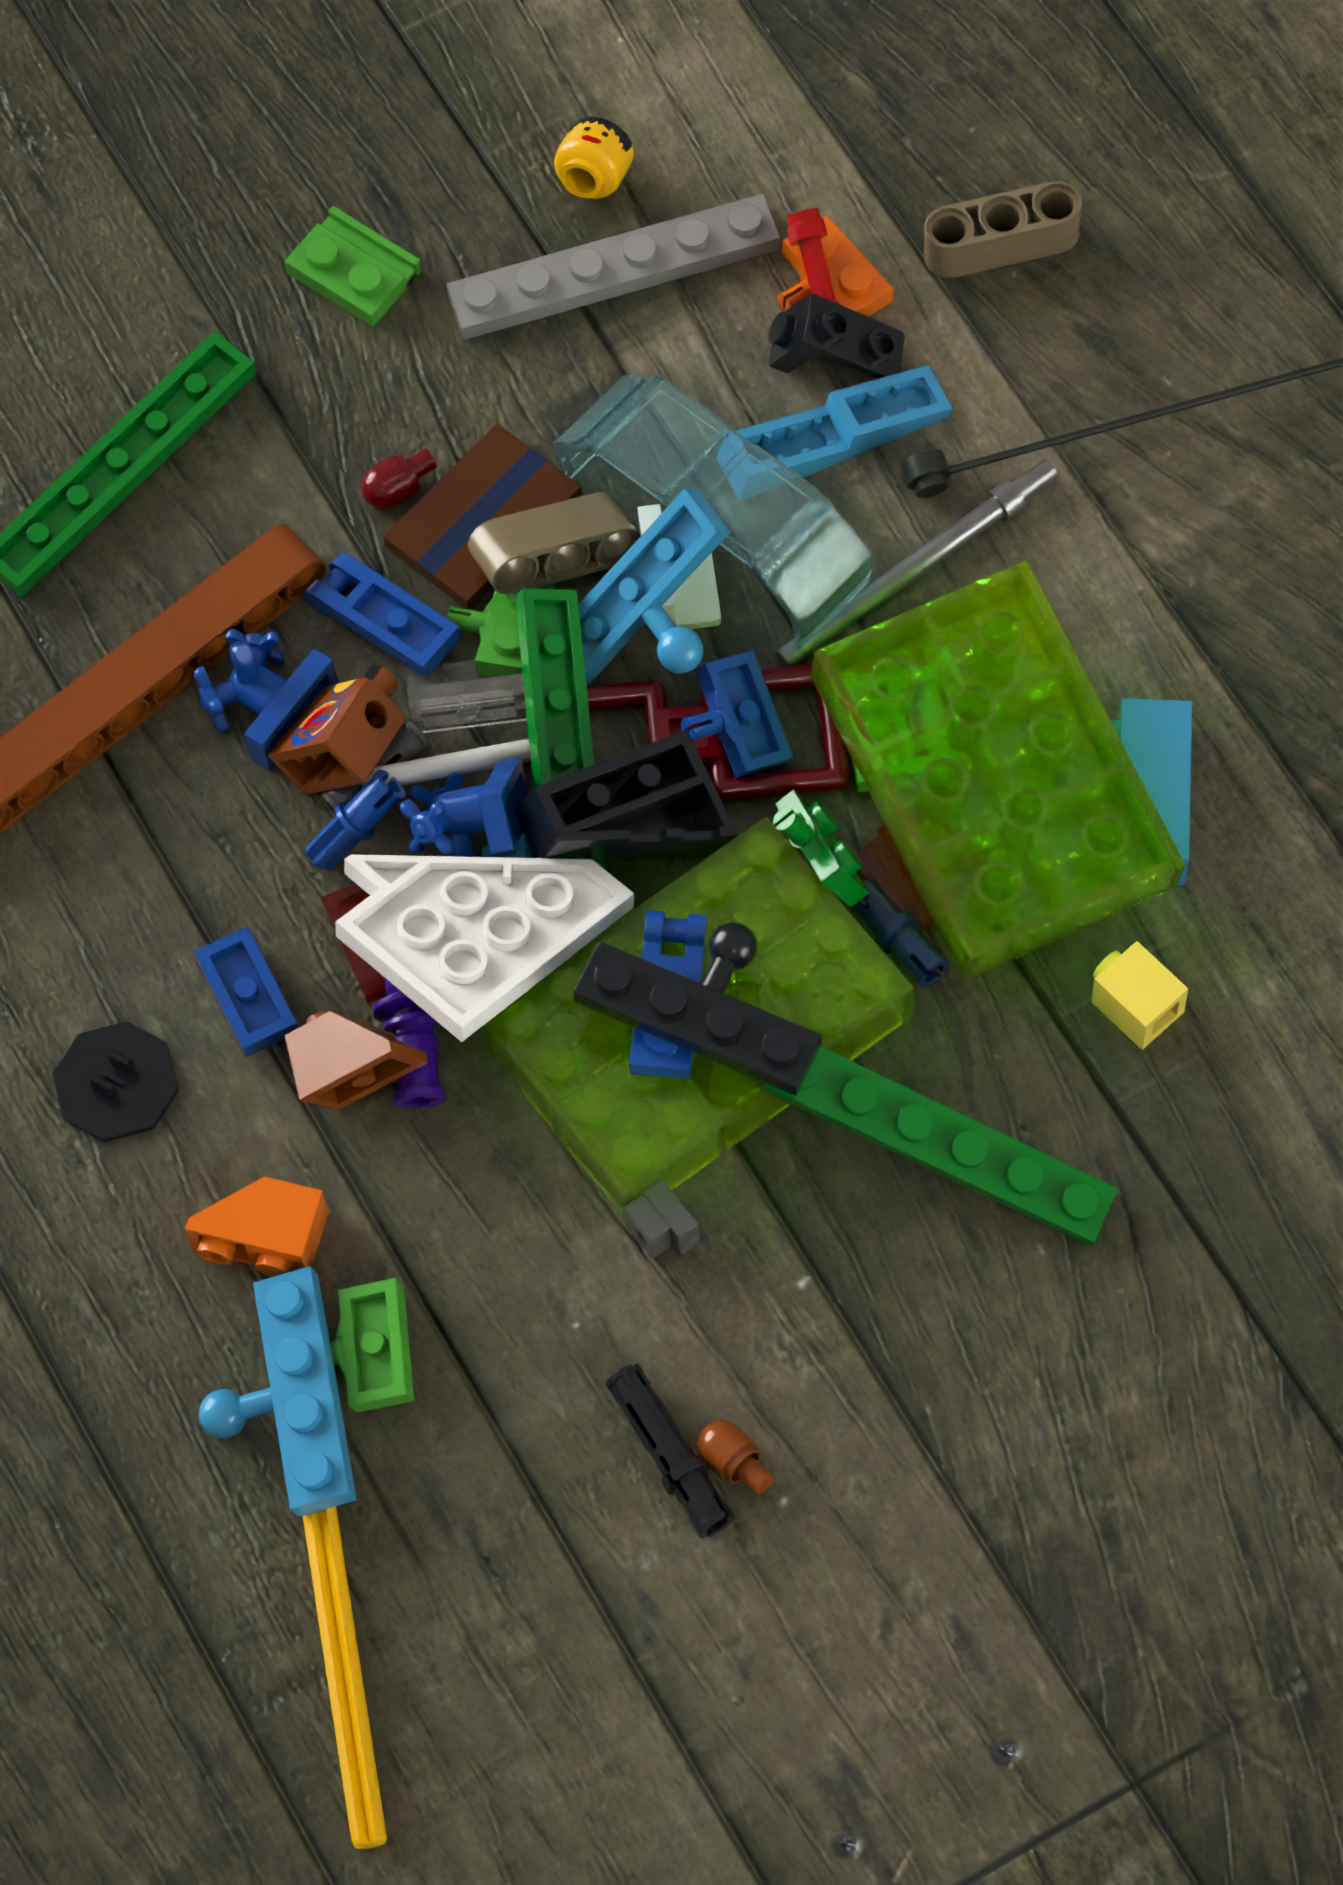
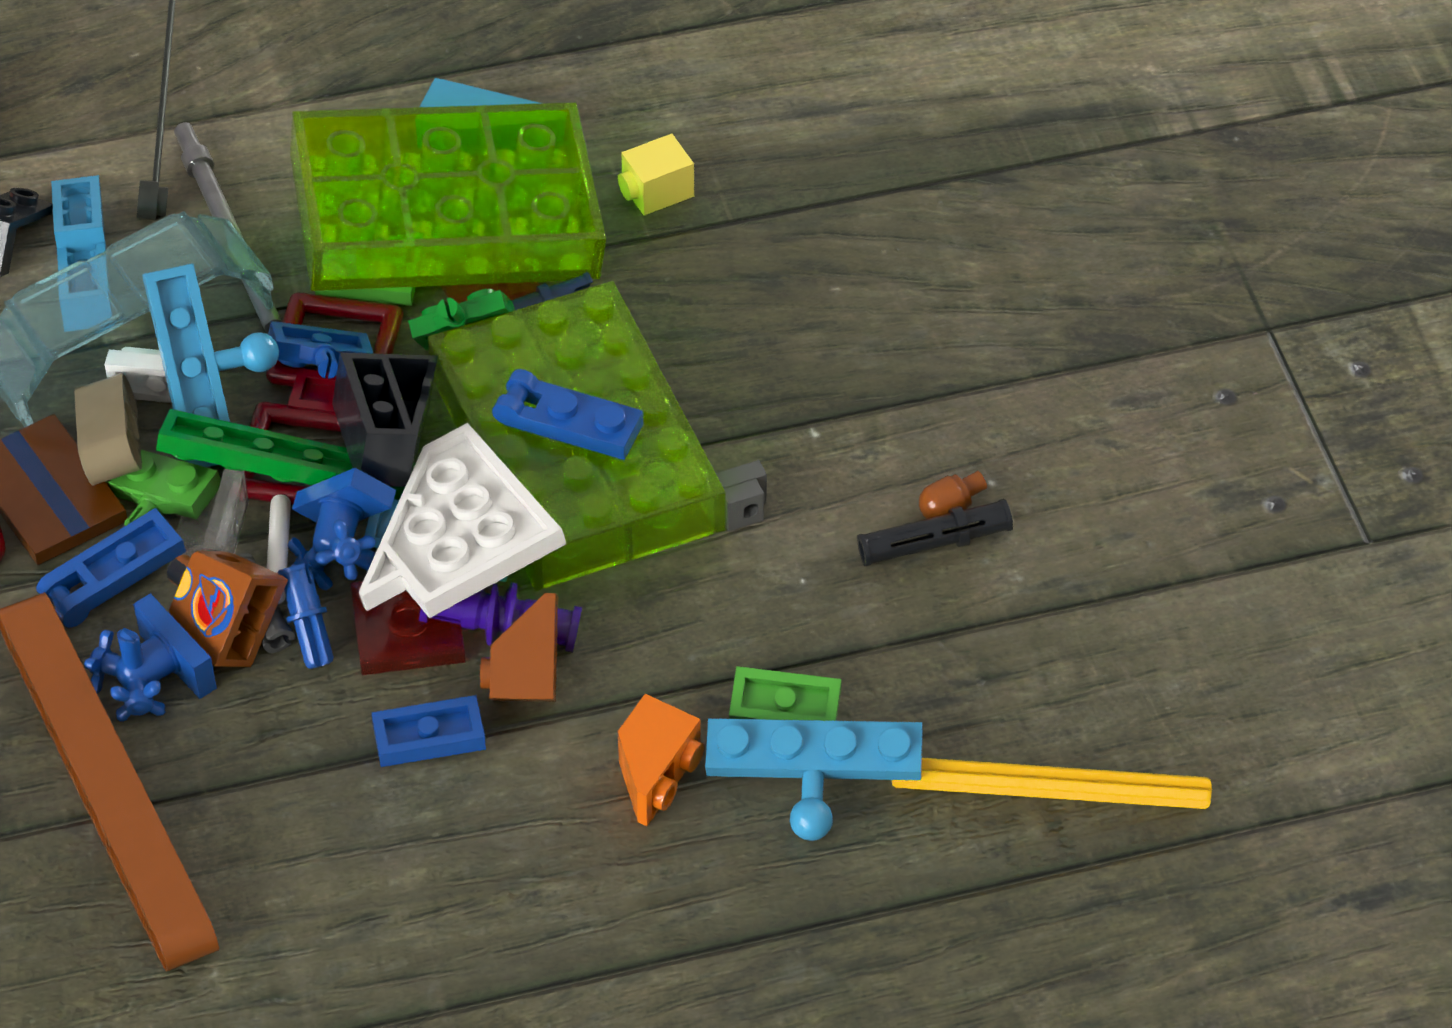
camera: 80 degrees left, 15 degrees down
(115, 1081) = (469, 851): black piece -> none
(701, 1014) = (600, 385): black plate -> none
(953, 1145) = (737, 302): green plate -> none

